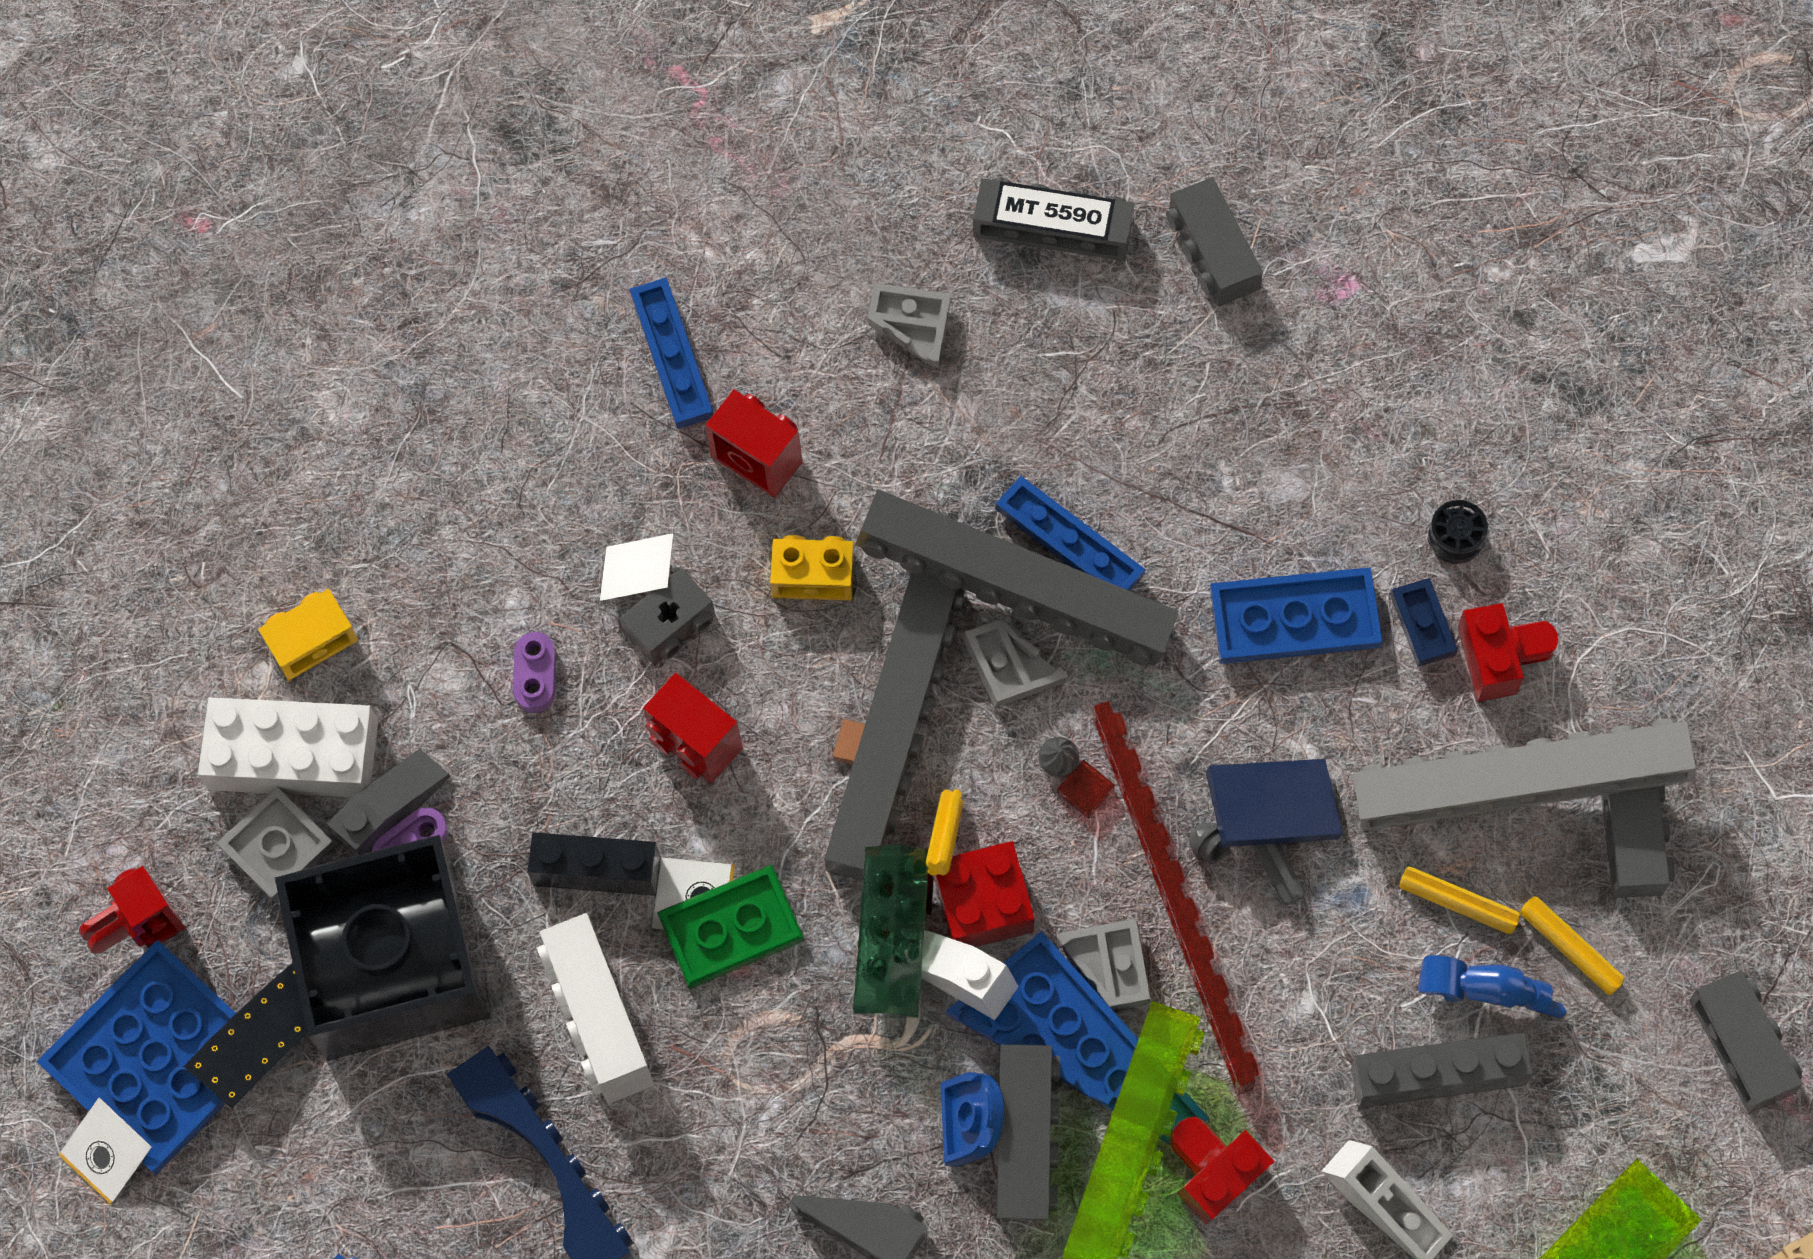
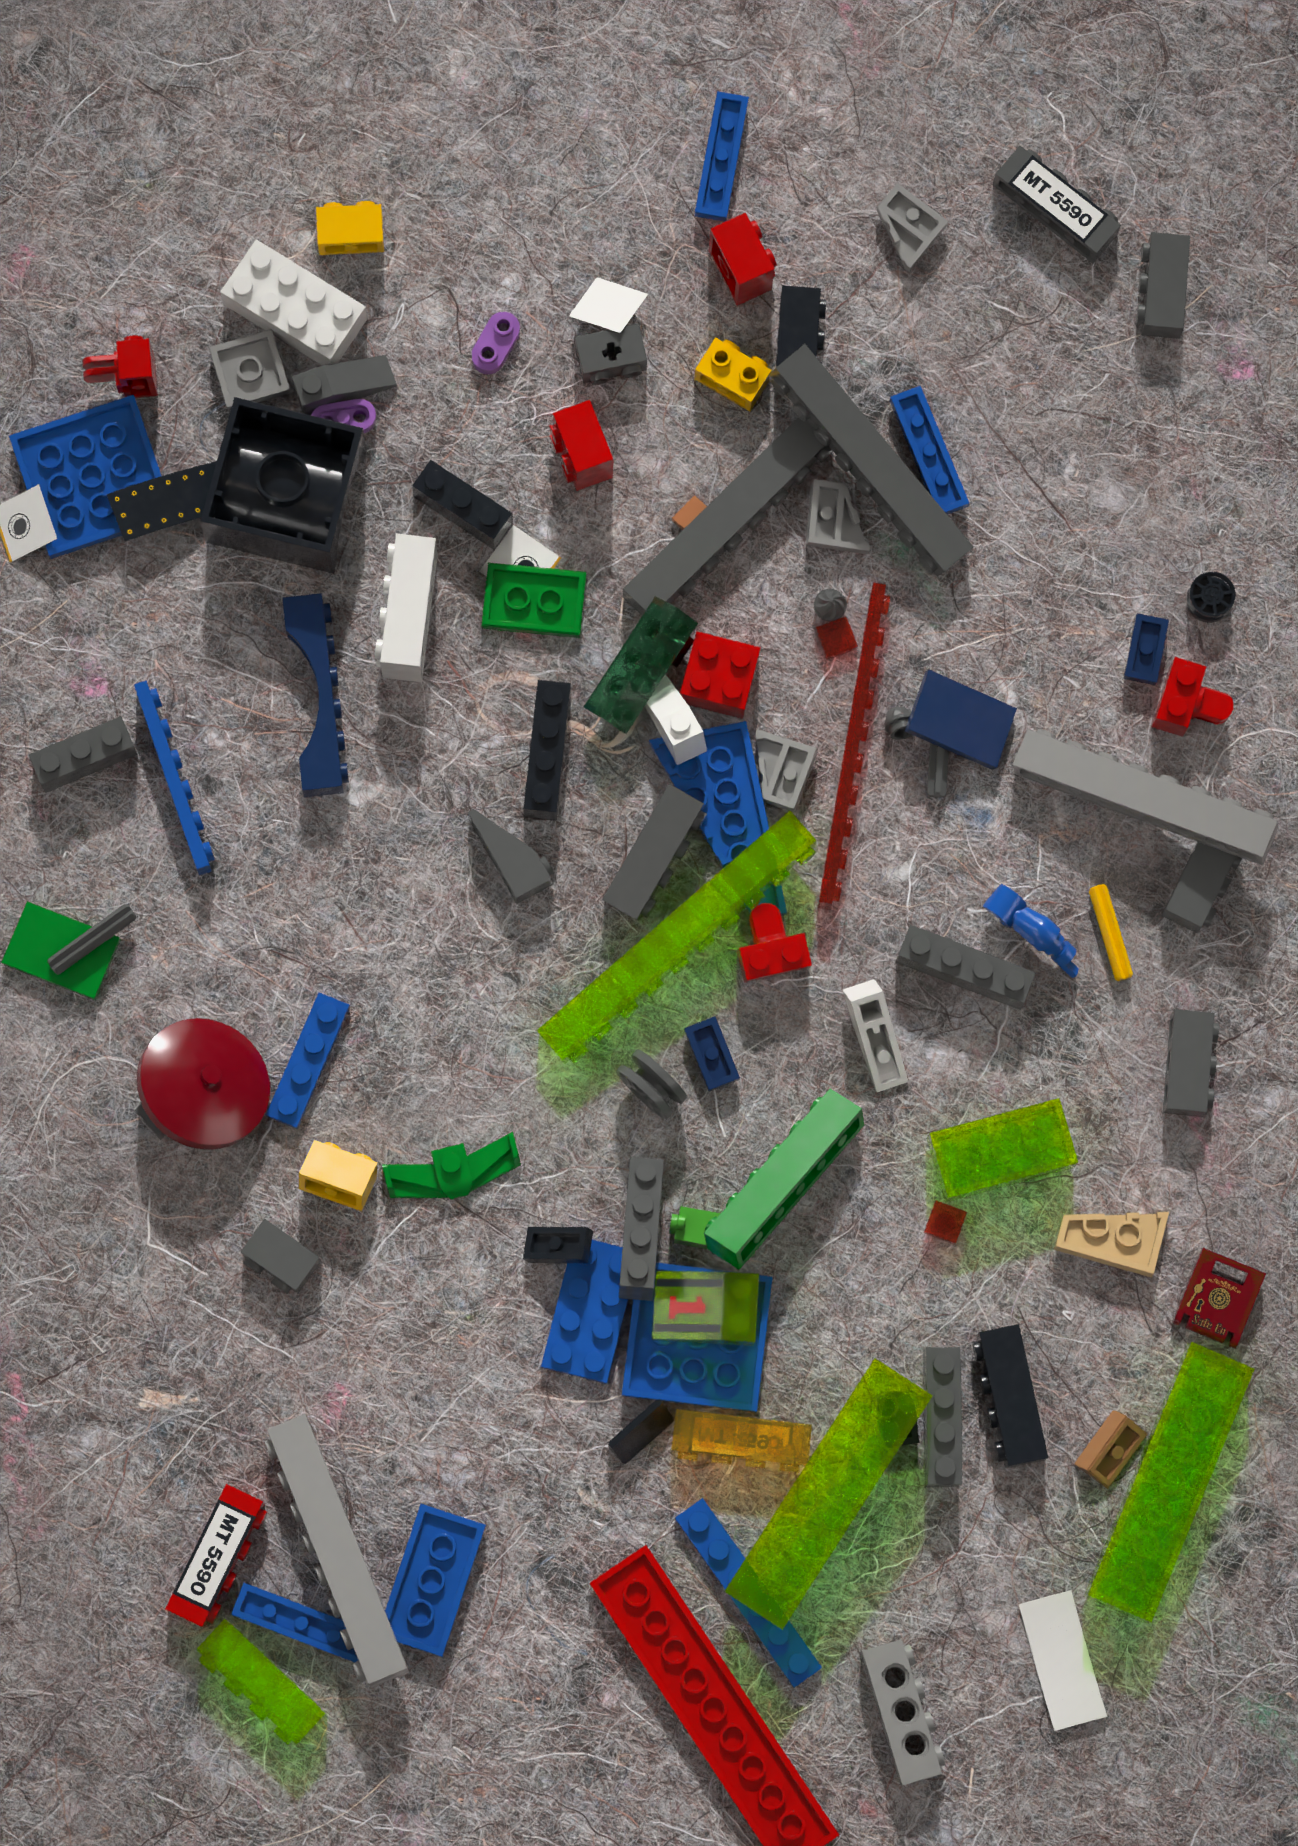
camera: 20 degrees right, 10 degrees up
(839, 1084) = (547, 750): none -> black brick
(851, 479) = (799, 321): none -> black brick
(944, 832) = (717, 615): yellow axle -> none
(970, 1117) = (623, 822): blue tile -> none
(1295, 615) = (1057, 594): blue plate -> none
(1459, 900) = (1051, 858): yellow axle -> none

